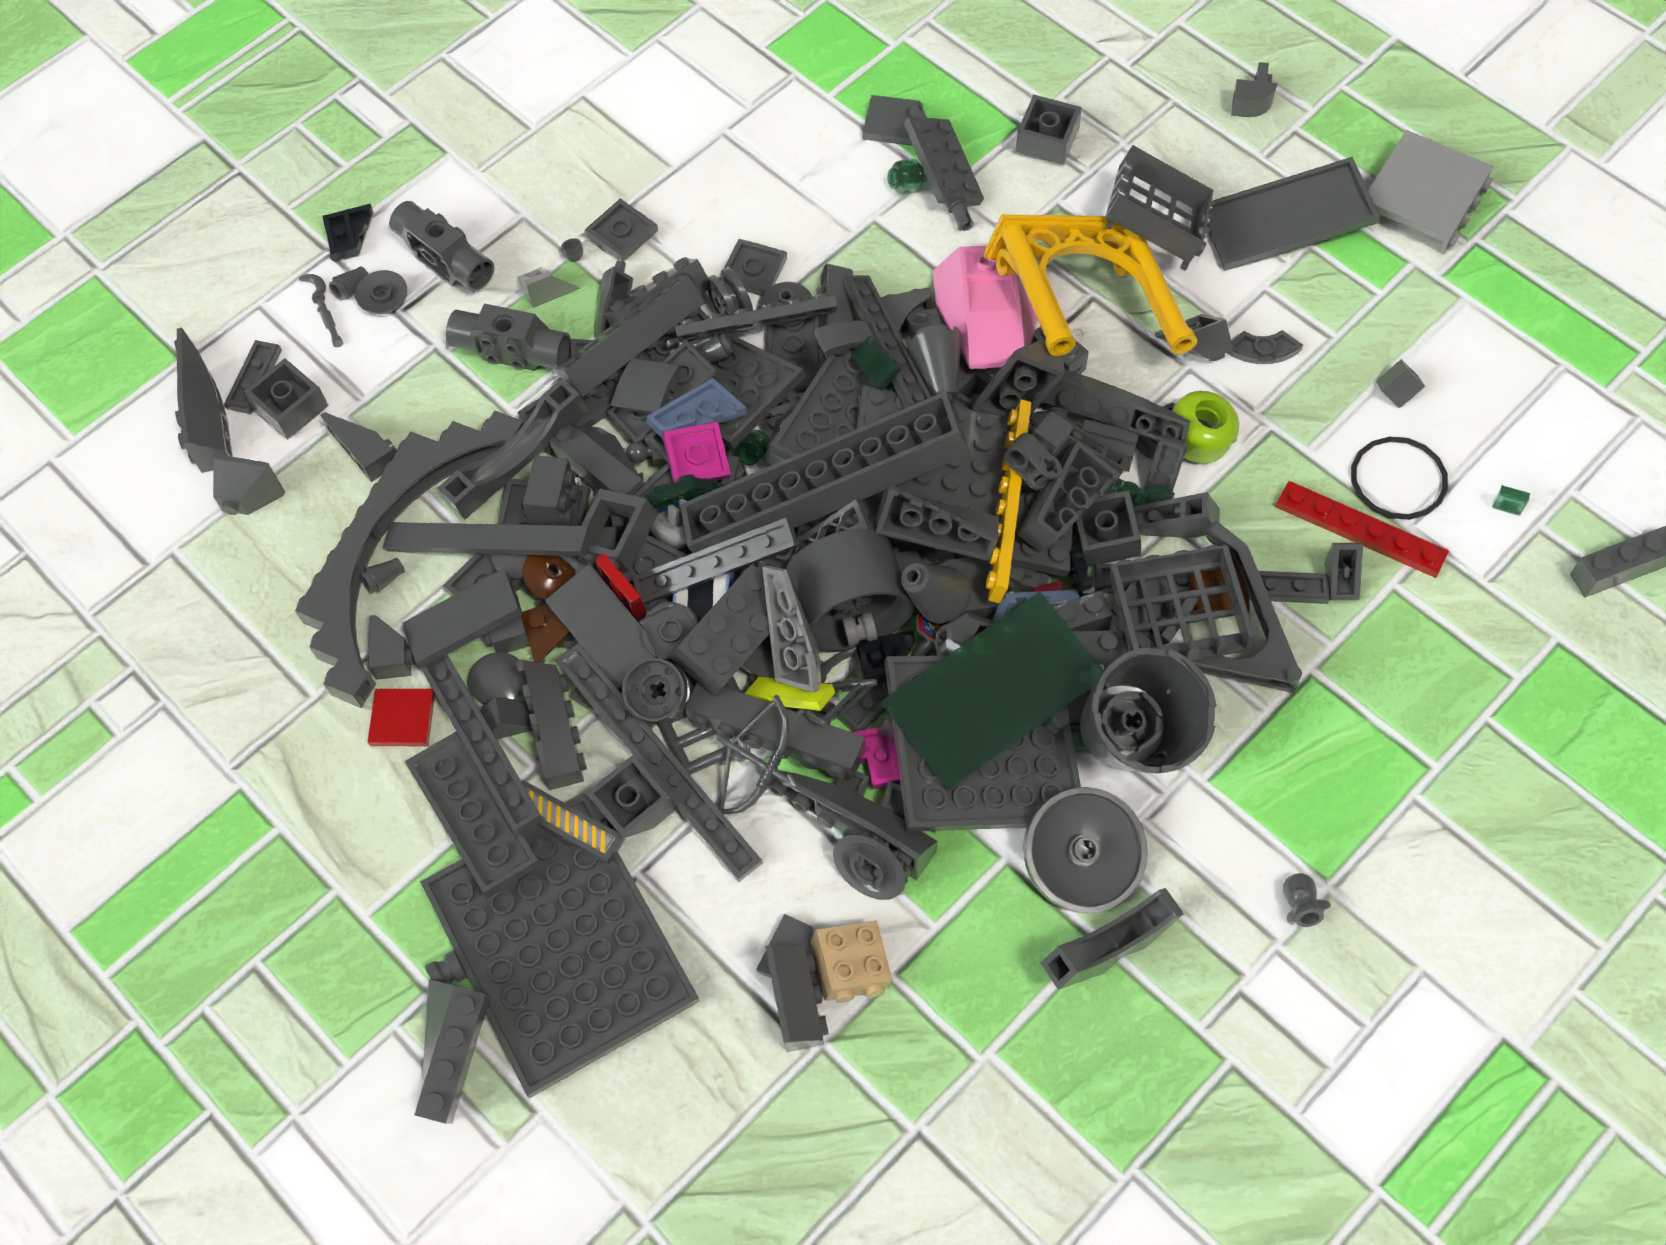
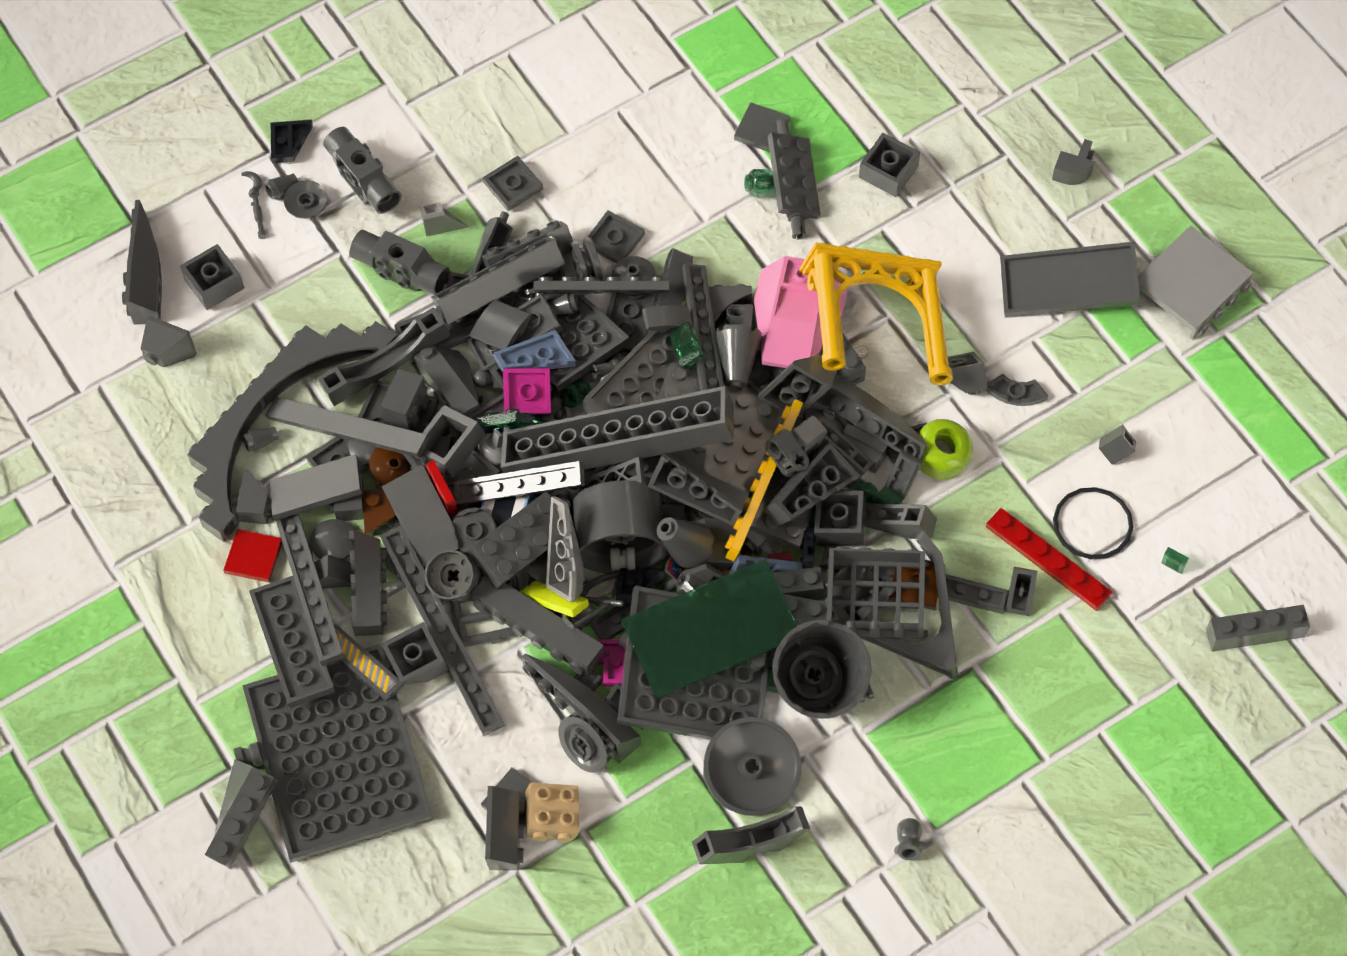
camera: 10 degrees right, 0 degrees up
(258, 362) = (191, 246): dark grey tile -> none
(361, 444) = (265, 327): dark grey slope -> none
(572, 249) = (469, 192): dark grey hinge -> none
(770, 769) = (508, 637): dark grey piece -> none
(1152, 224) = (942, 275): dark grey window -> none

